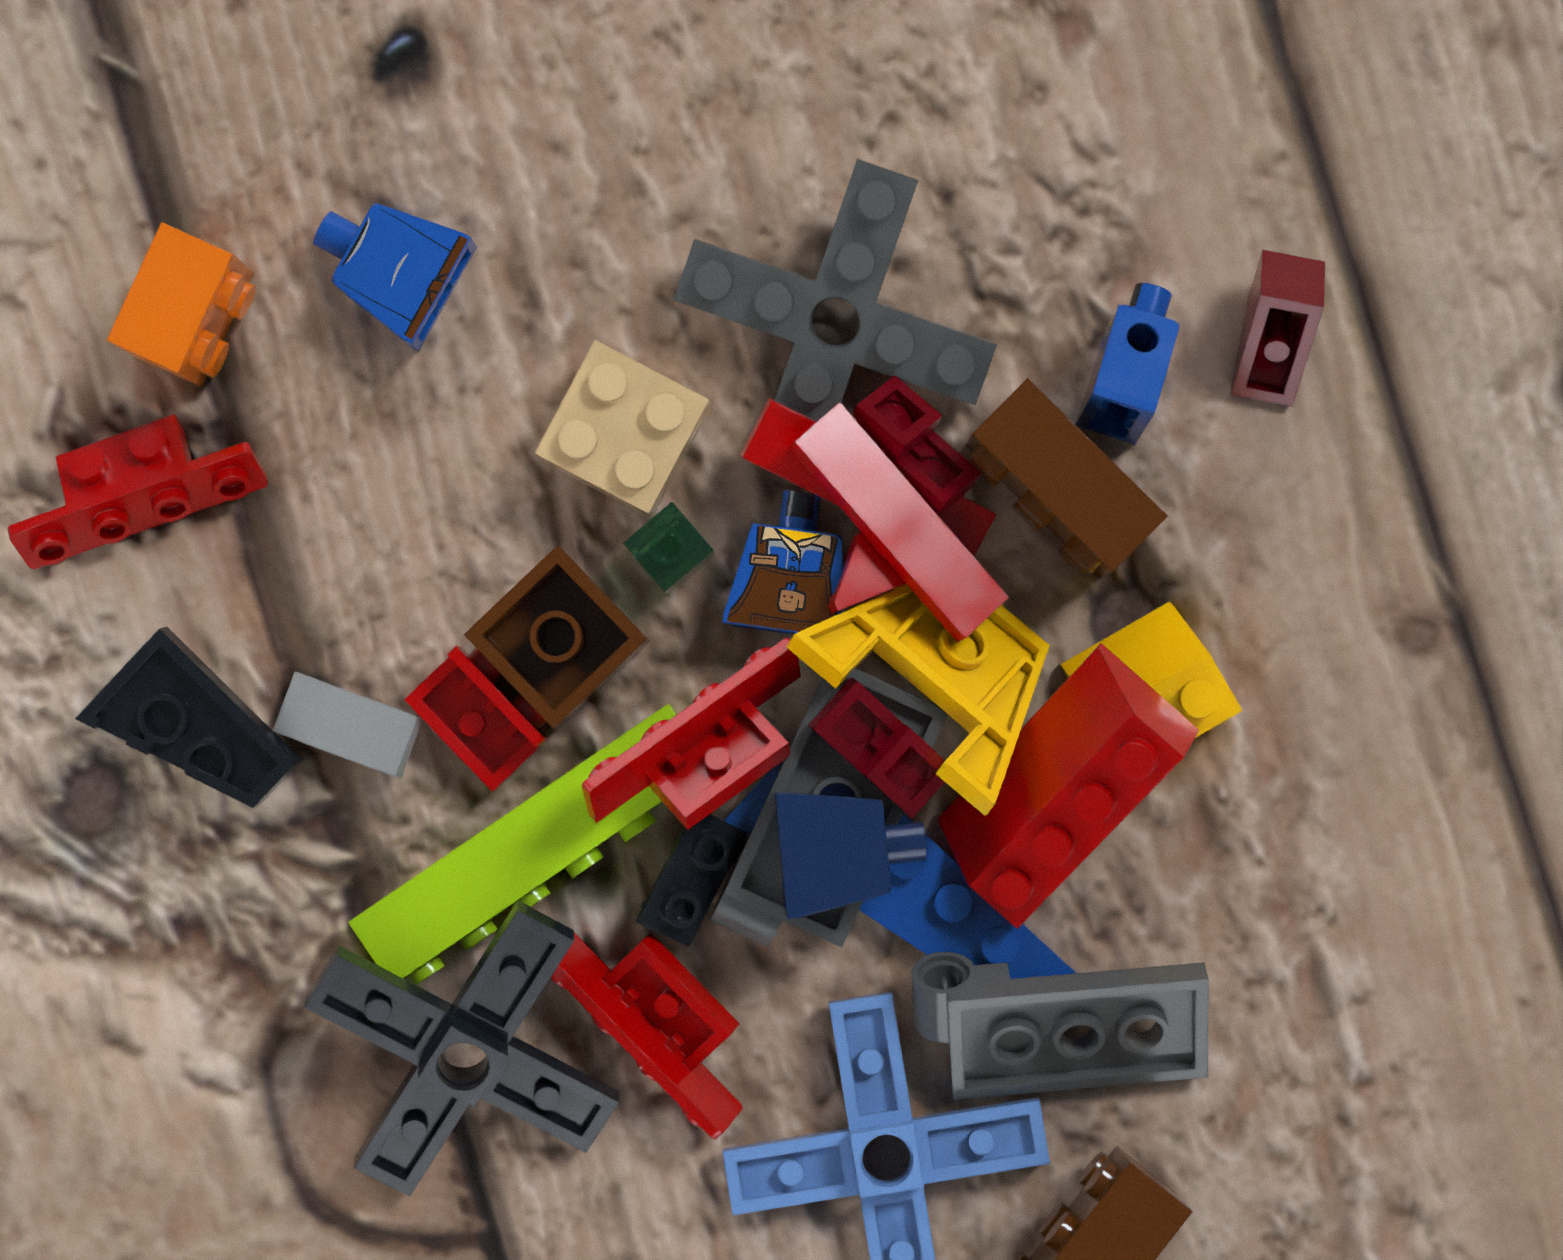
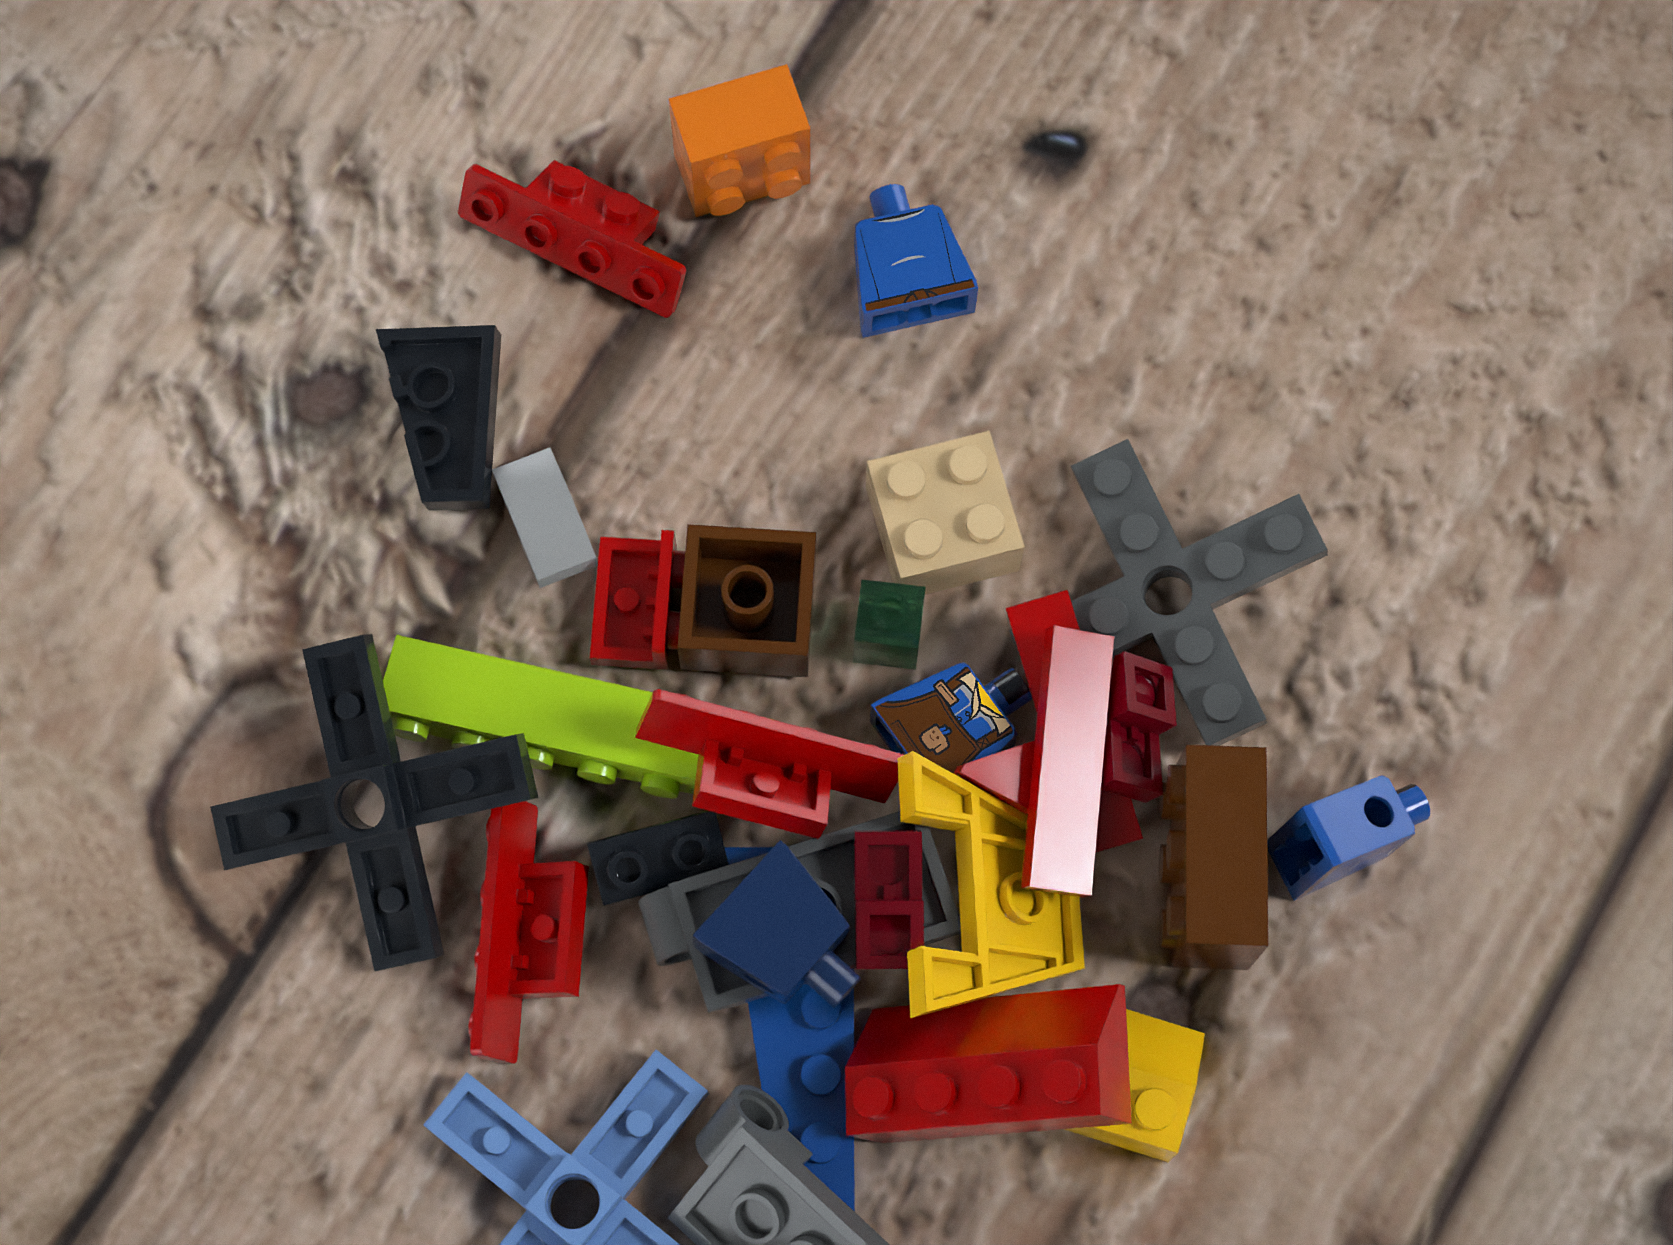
camera: 45 degrees right, 15 degrees down
(1279, 327) = (1484, 921): dark red slope -> none

